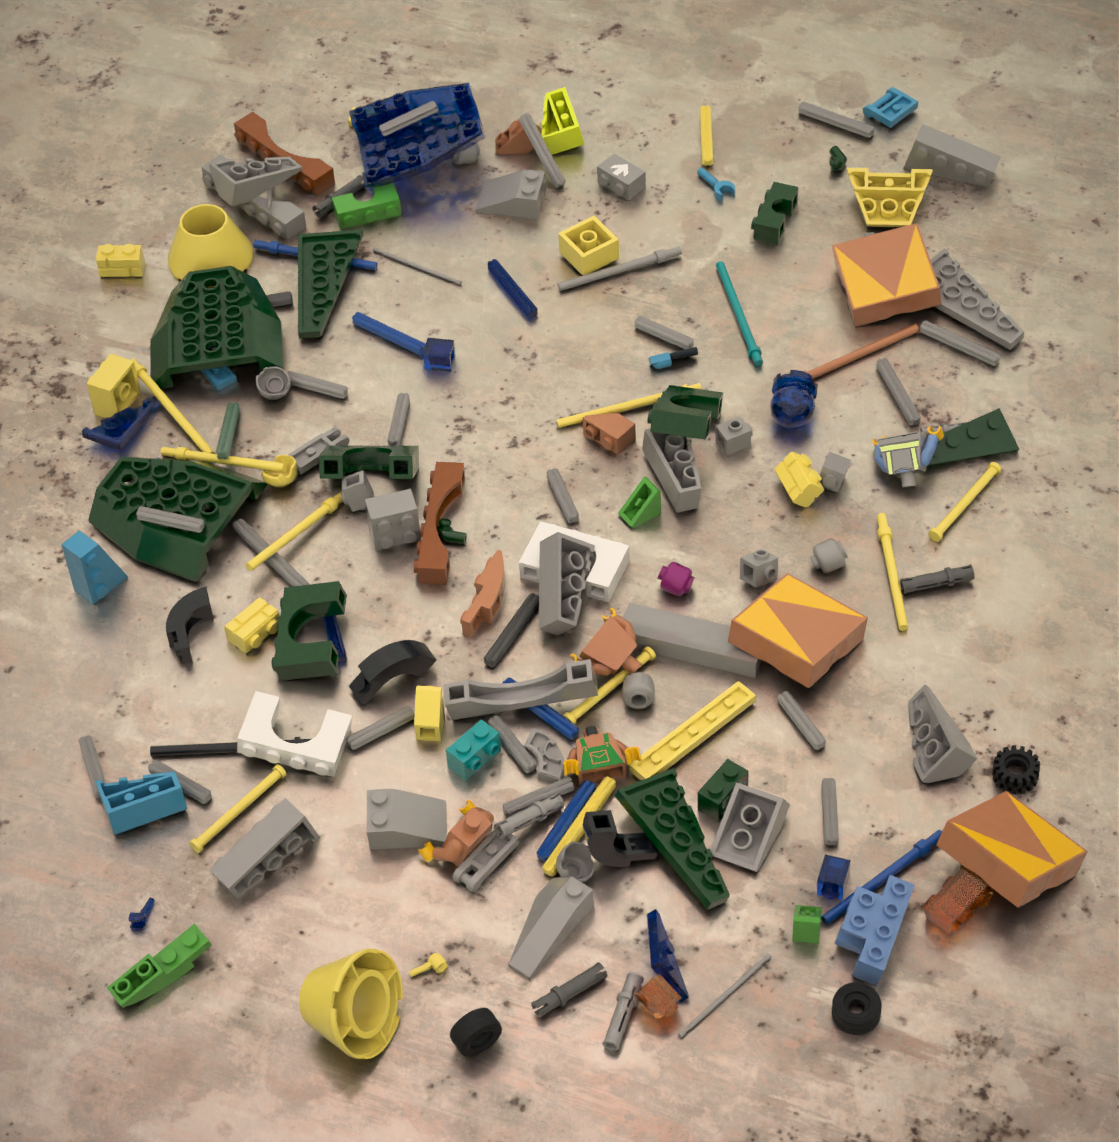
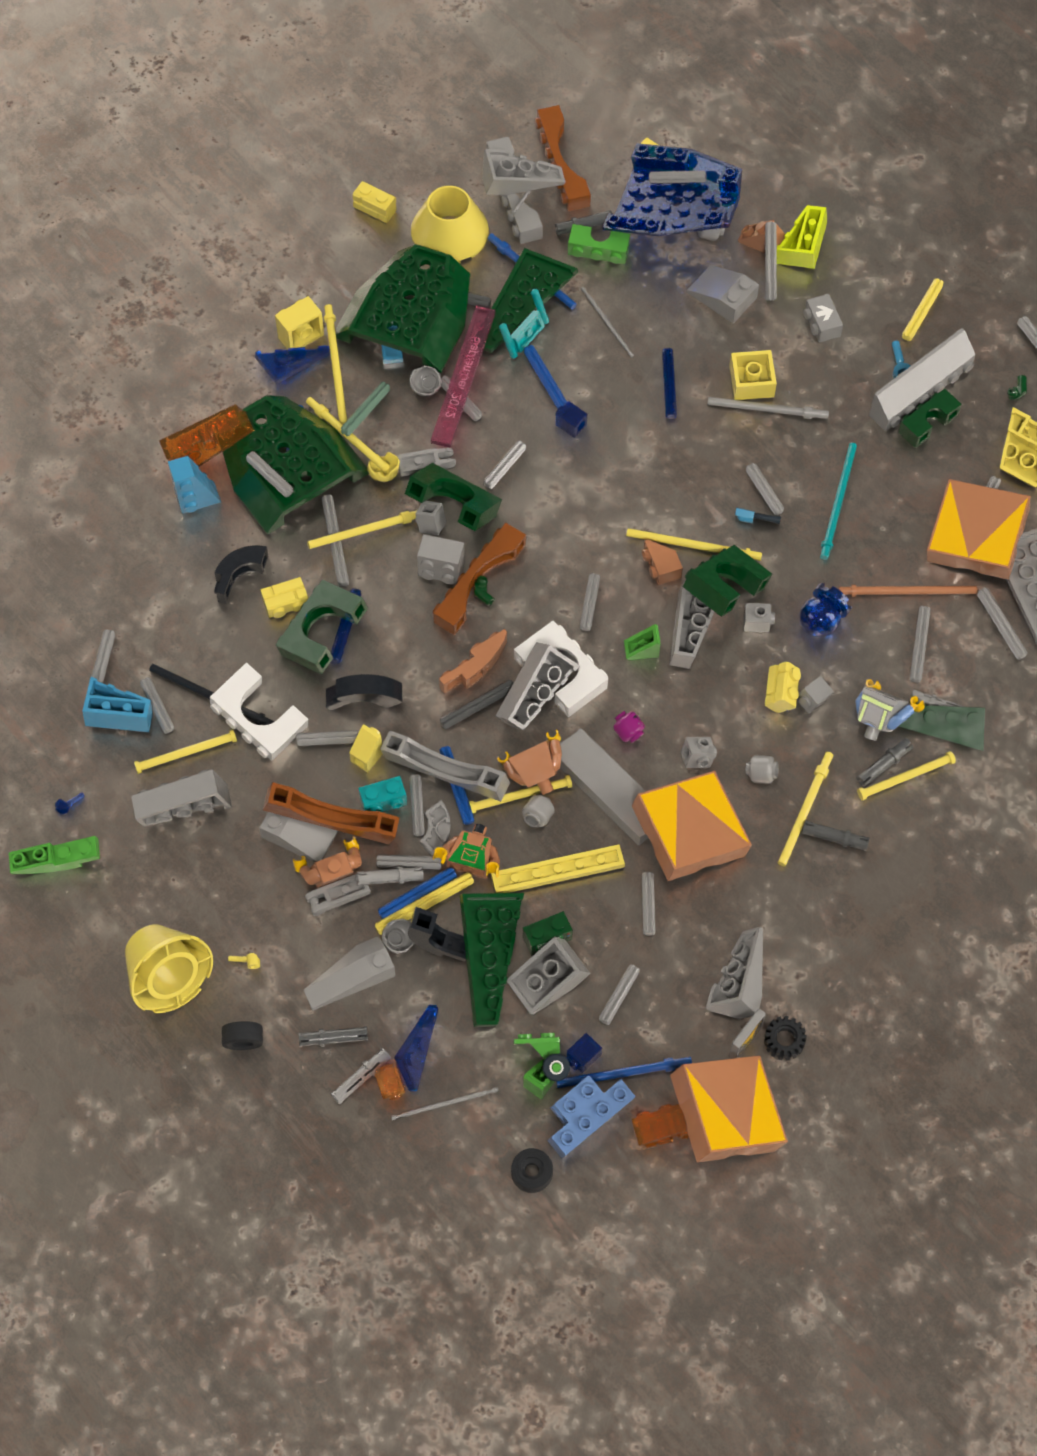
camera: 25 degrees right, 15 degrees up
(86, 511) = (209, 436): none -> clear orange wedge
(309, 364) = (463, 376): none -> clear pink tile
(346, 297) = (527, 330): none -> teal plate
(388, 788) = (296, 805): none -> dark orange arch
(748, 185) = (922, 380): none -> slope
(794, 885) = (555, 1066): none -> plate
(940, 492) = (891, 757): none -> dark grey pin
(981, 775) = (747, 1034): none -> light grey tile

